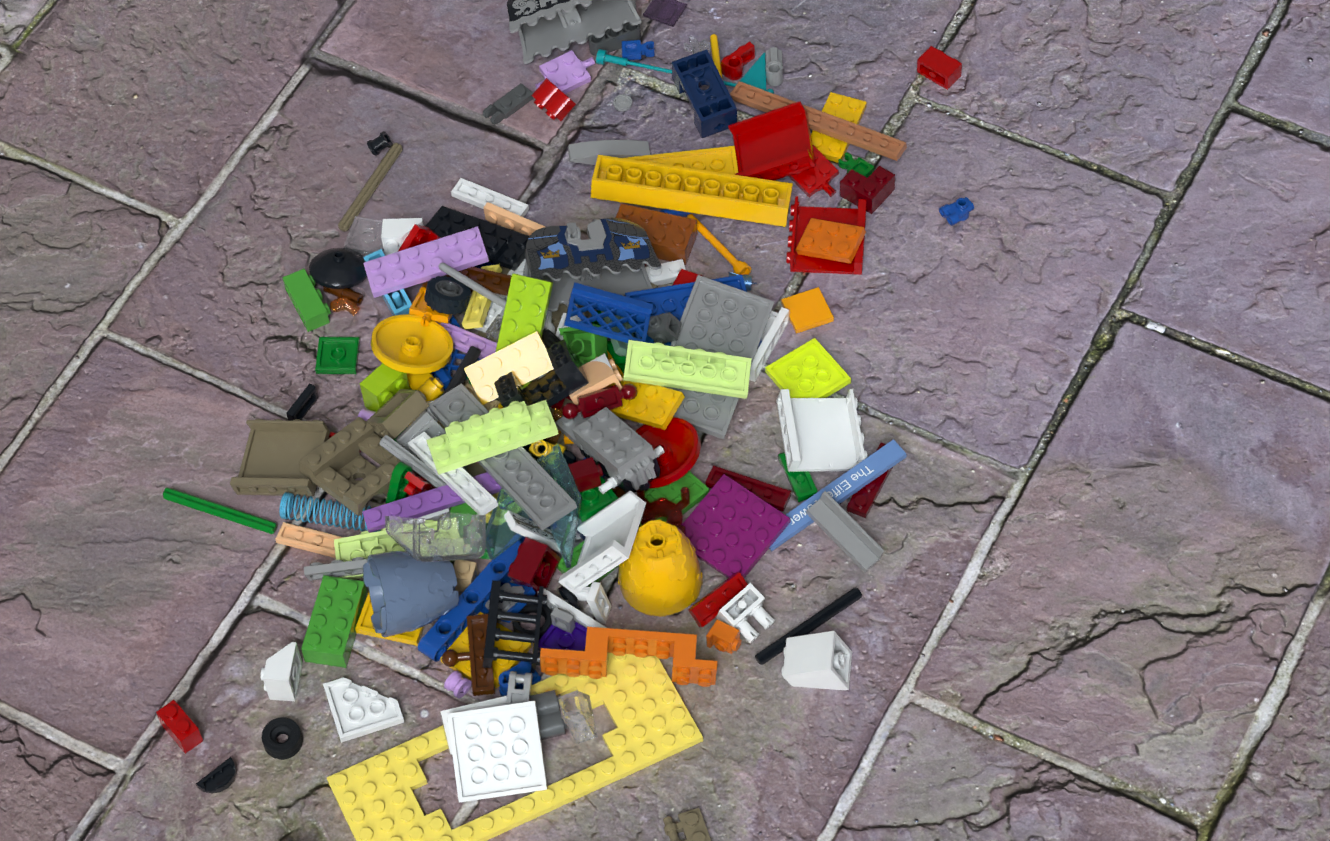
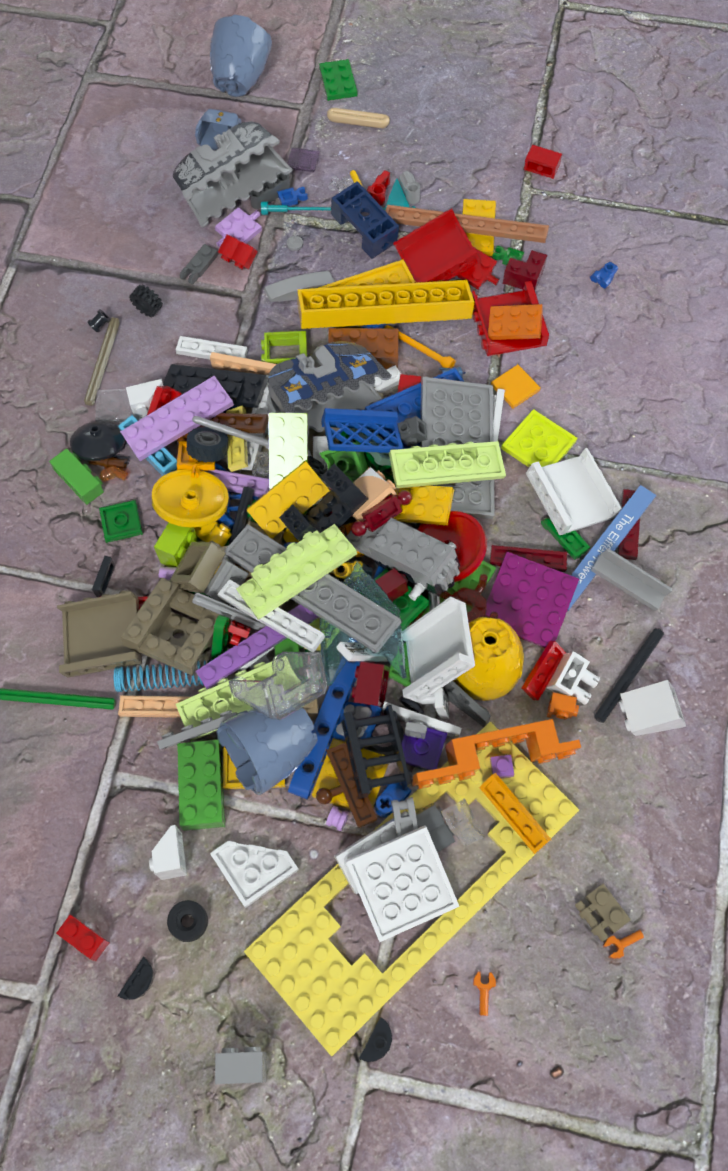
camera: 20 degrees left, 10 degrees up
(436, 132) = (146, 300): none -> black tyre
(569, 204) = (282, 339): none -> lime window
(621, 604) = (466, 703): none -> dark grey wing
(632, 718) = (515, 813): none -> light orange plate
(637, 676) = (502, 766): none -> medium lavender plate

